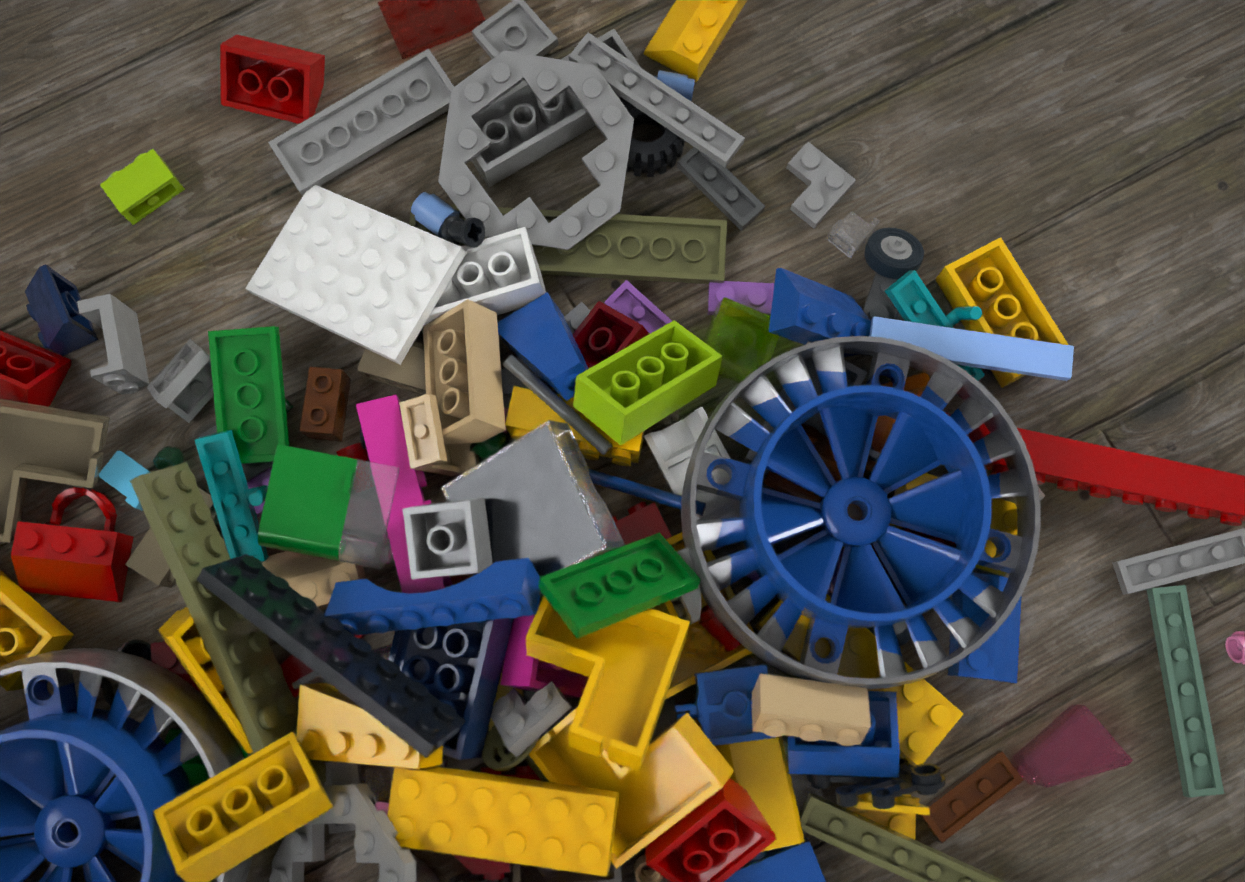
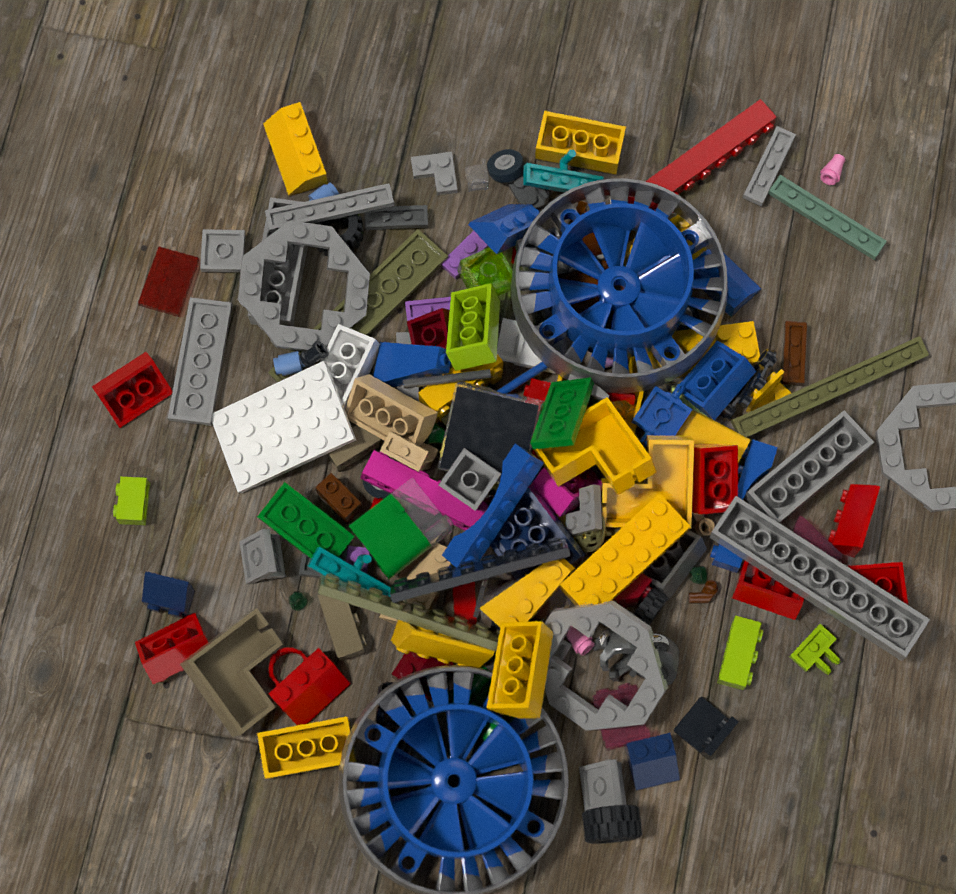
camera: 50 degrees left, 5 degrees down
(119, 473) = (296, 625): medium azure bracket -> none
(123, 343) = (197, 563): light grey panel -> none
(810, 710) = (692, 380): tan brick -> none
(981, 348) = (590, 166): light blue tile -> none
(1070, 750) = (810, 290): clear pink slope -> none

